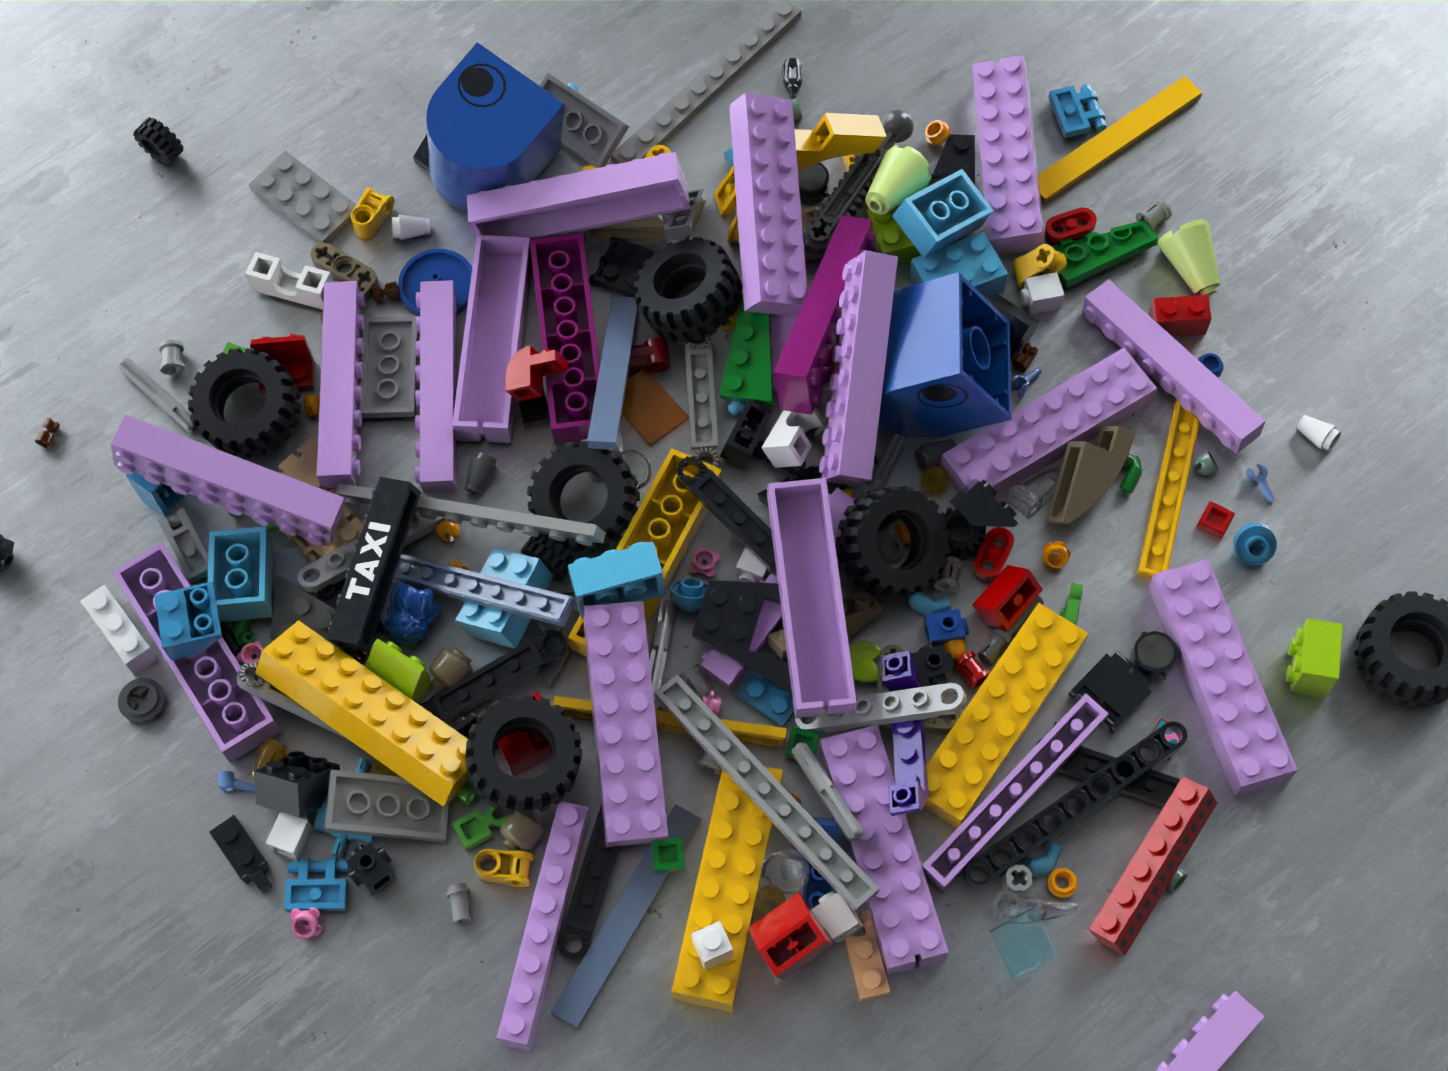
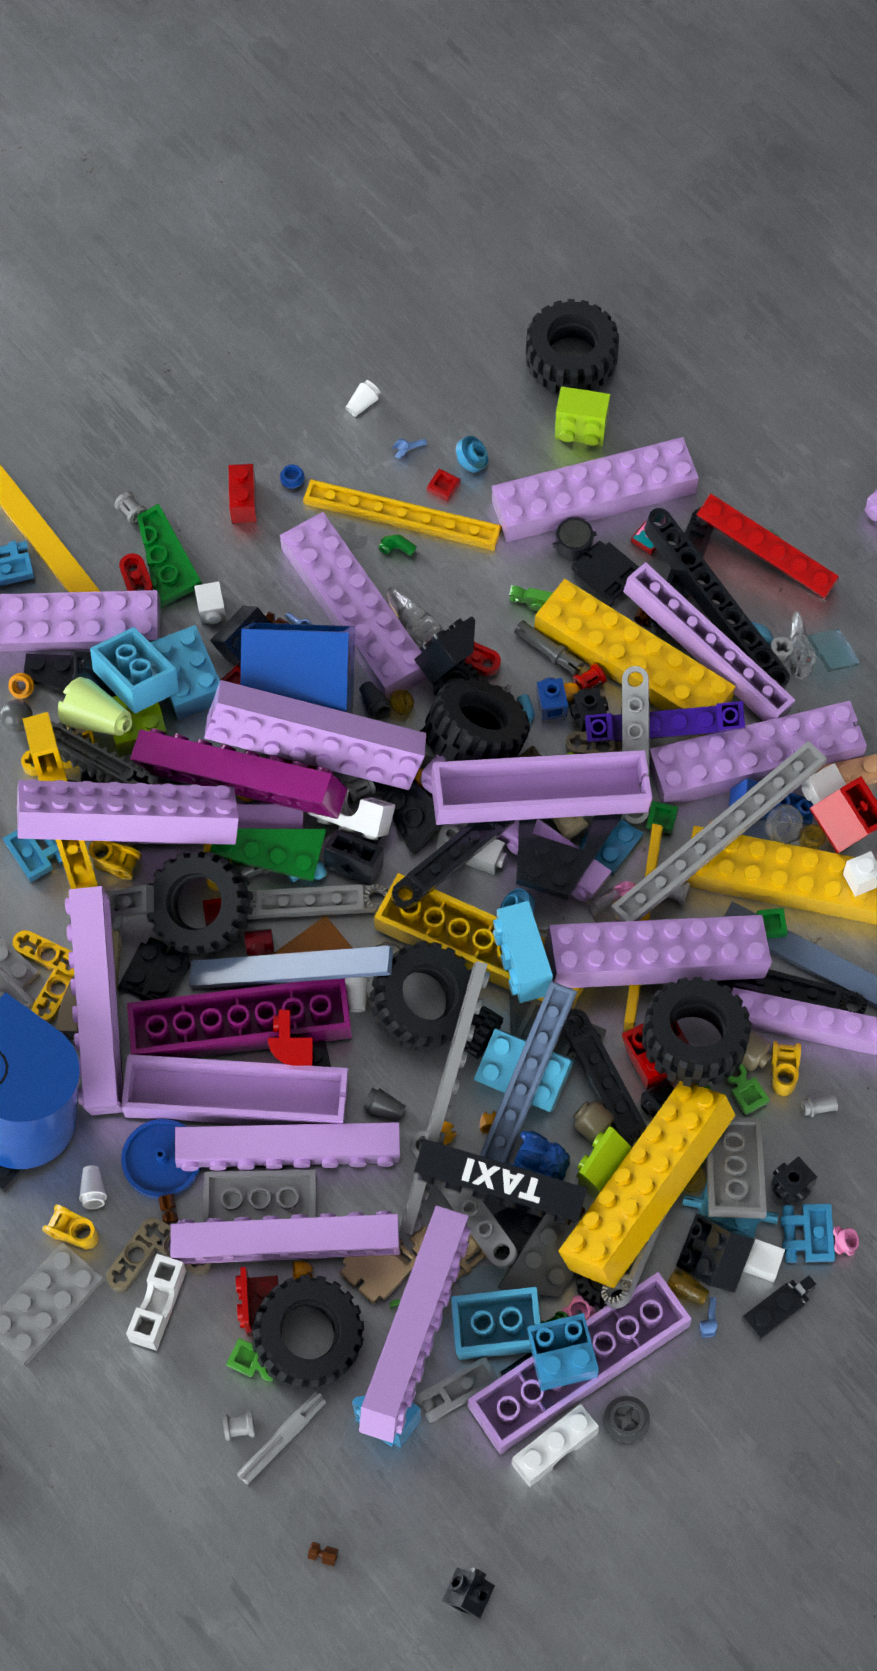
camera: 90 degrees left, 0 degrees up
(701, 555) = (487, 895): bright pink plate -> none
(827, 792) = (713, 788): light grey axle -> none
(1007, 597) = (522, 645): red brick -> none
(1038, 263) = (183, 608): yellow piece -> none
(1059, 560) = (478, 607): light orange plate -> none
(1068, 876) = (780, 615): light orange plate -> none
(1088, 473) = (404, 574): dark tan slope -> none
(1173, 367) = (294, 502): lavender brick -> none
(1193, 256) = (181, 476): yellowish green cone -> none
(1208, 463) = (389, 486): sand green hinge -> none

